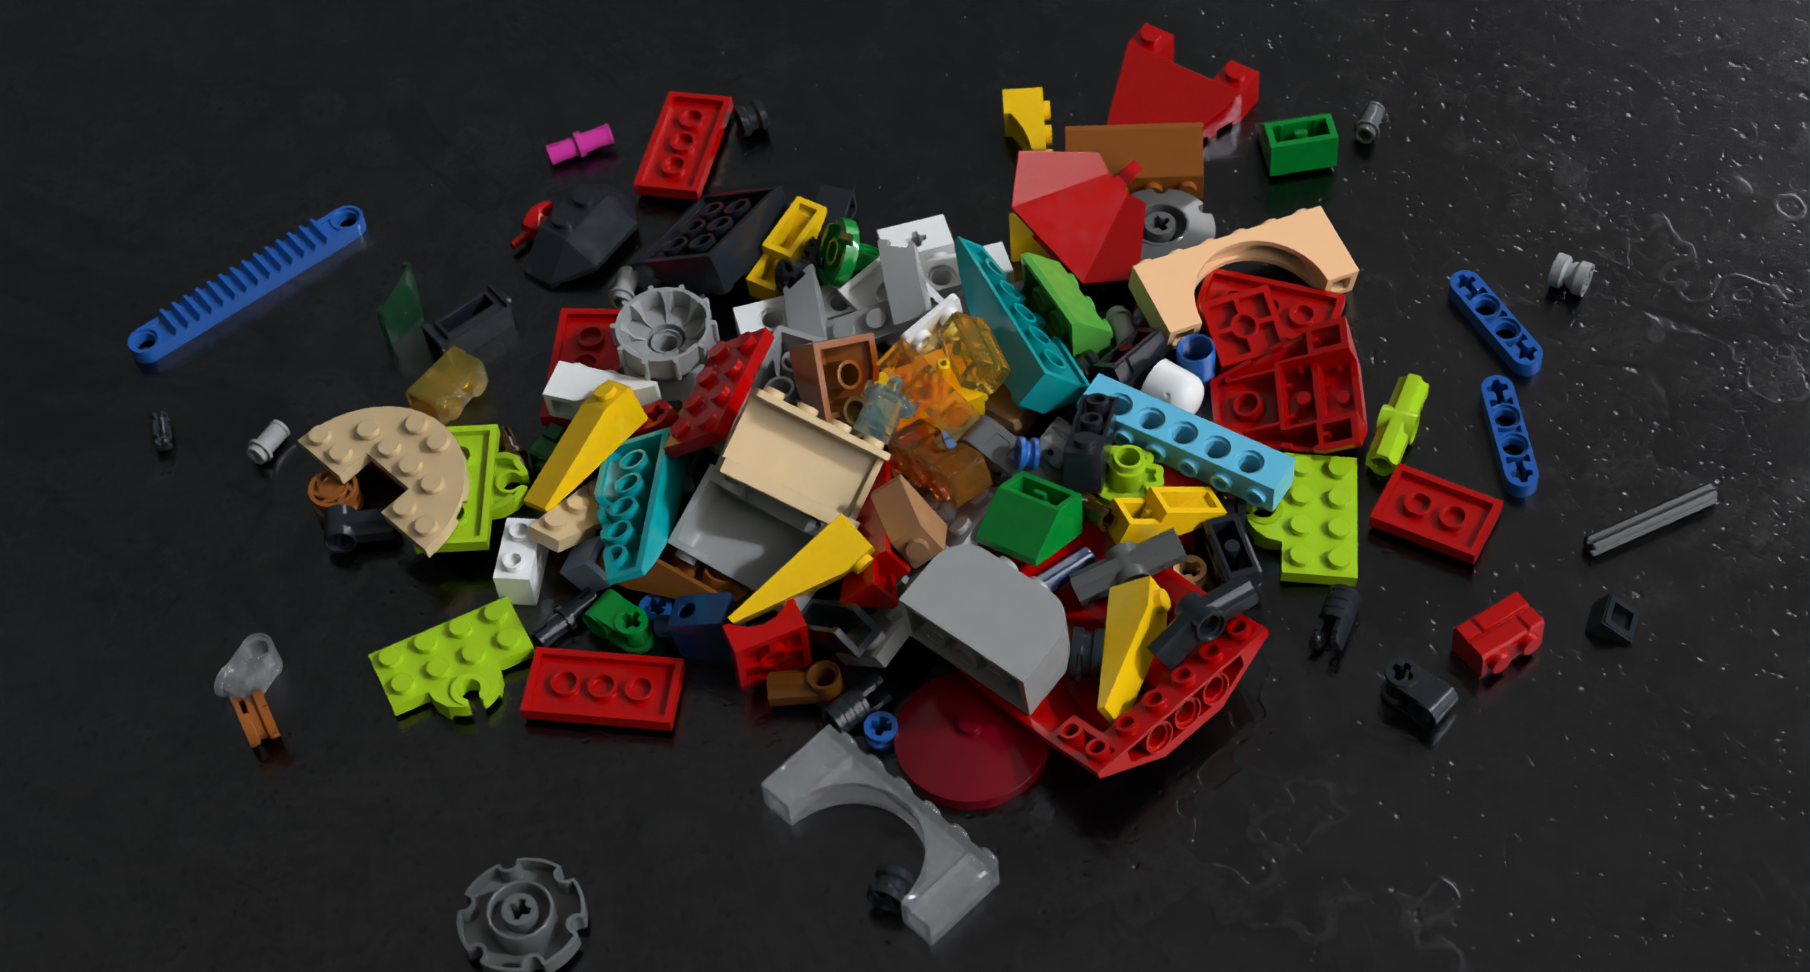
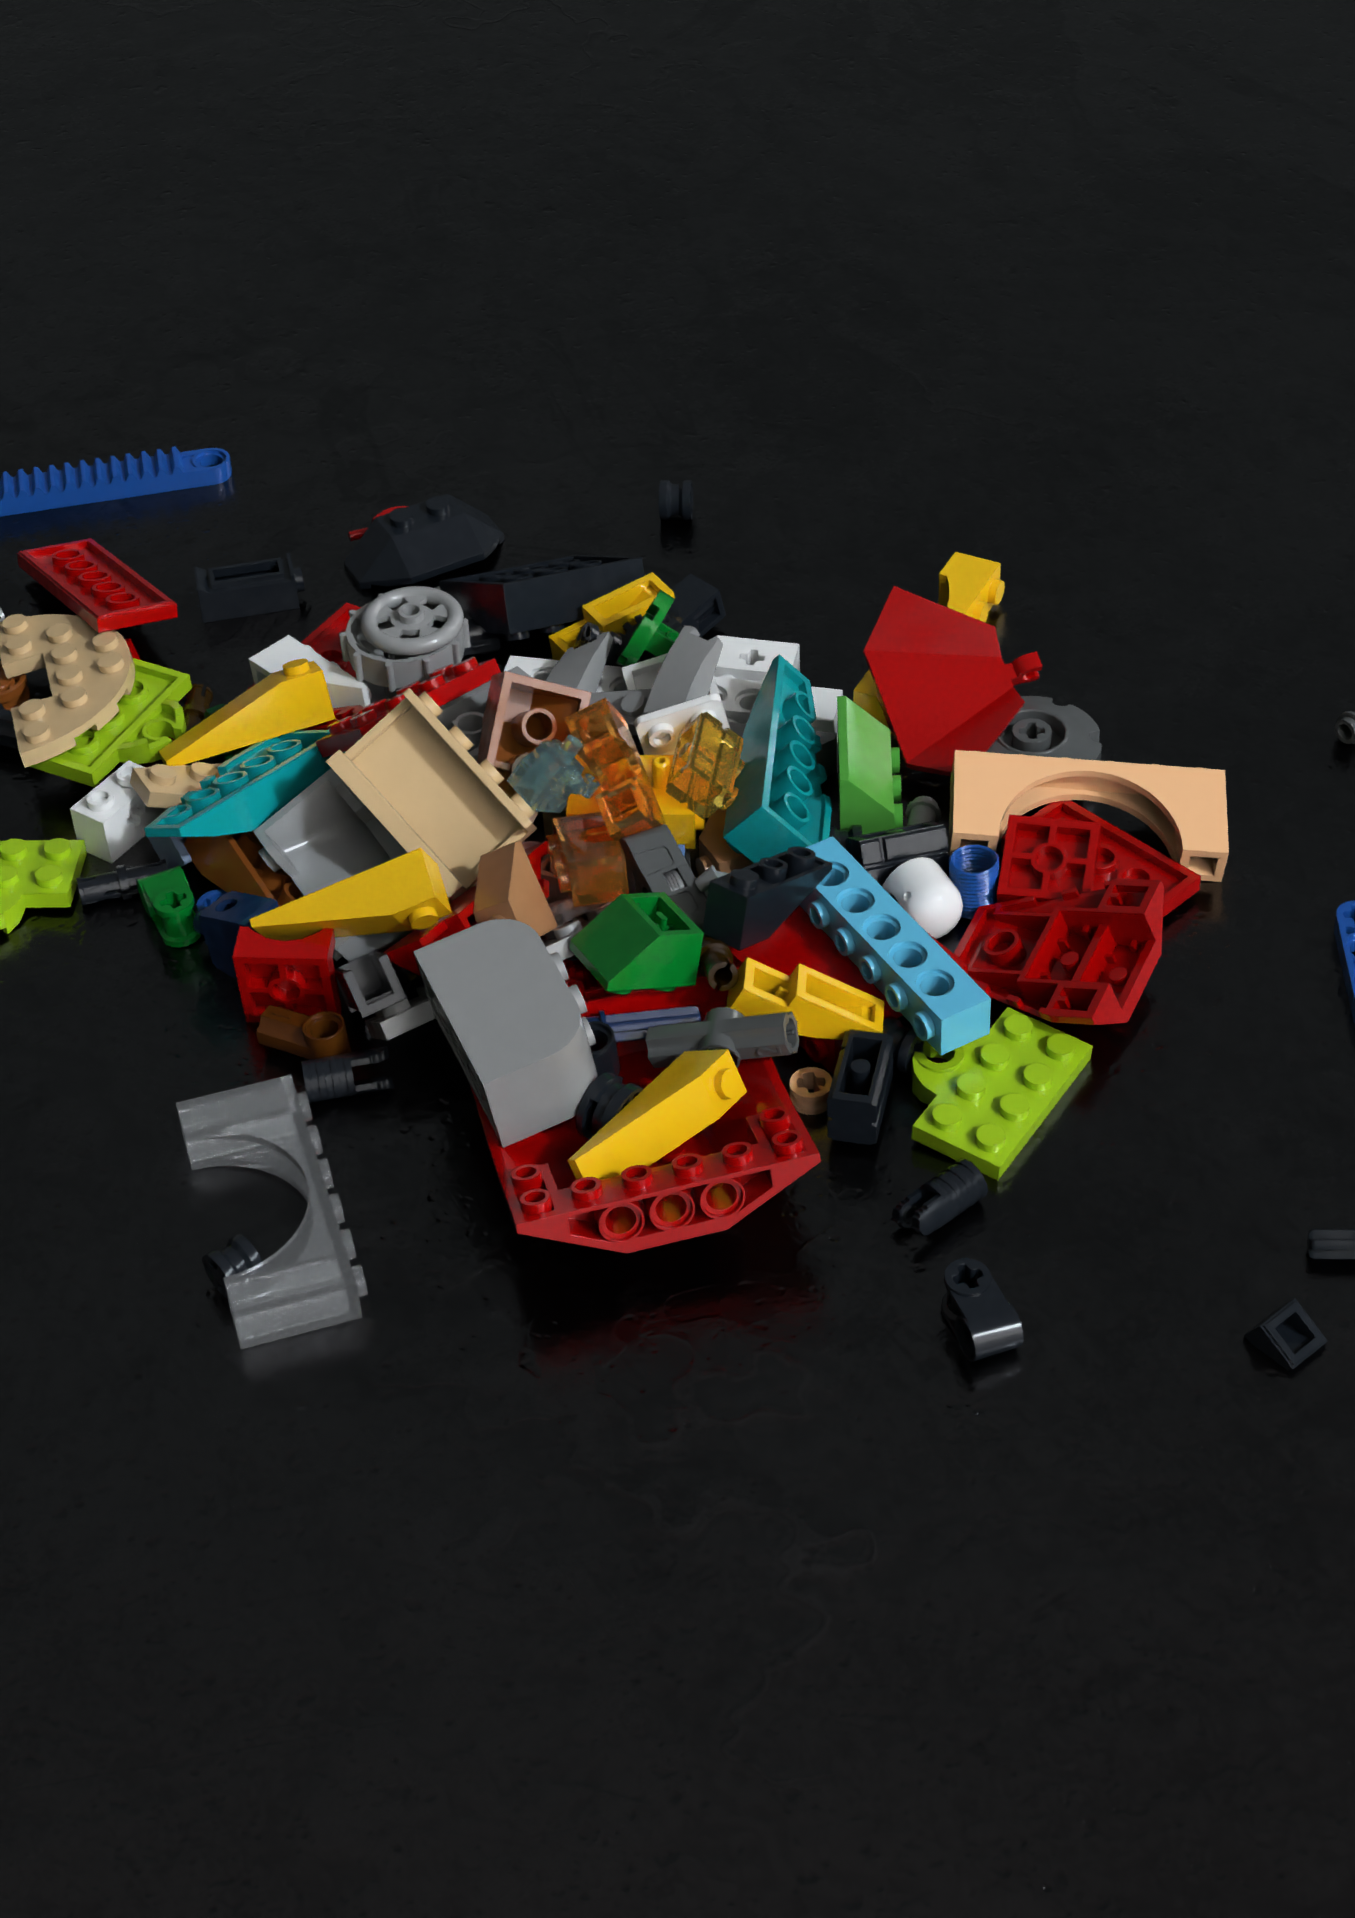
camera: 25 degrees right, 10 degrees down
(355, 373) = (96, 585): none -> red tile
(402, 309) = (194, 542): clear green slope -> none
(448, 385) = (191, 636): clear yellow brick -> none
(579, 144) = (487, 469): dark pink pin -> none
(603, 688) = (106, 959): red plate -> none
(669, 316) = (412, 622): none -> light grey plate
(683, 145) = (587, 503): red plate -> none
(873, 724) = (353, 1113): blue bush -> none
(964, 746) = (425, 1165): dark red dish -> none
(1026, 453) = (679, 876): blue bush -> none
(1130, 474) = (797, 940): lime plant -> none
(1159, 91) = (1140, 628): red wedge -> none
(1165, 151) = (1079, 661): dark orange slope -> none
(1202, 619) = (775, 1107): black piece -> none
(1298, 143) = (1256, 711): green slope -> none
(1397, 424) = (1165, 1029): lime piece -> none
(1436, 513) = (1145, 1137): red plate -> none
(1498, 635) = (1123, 1290): red brick -> none
(1510, 435) = (1300, 1092): blue beam -> none

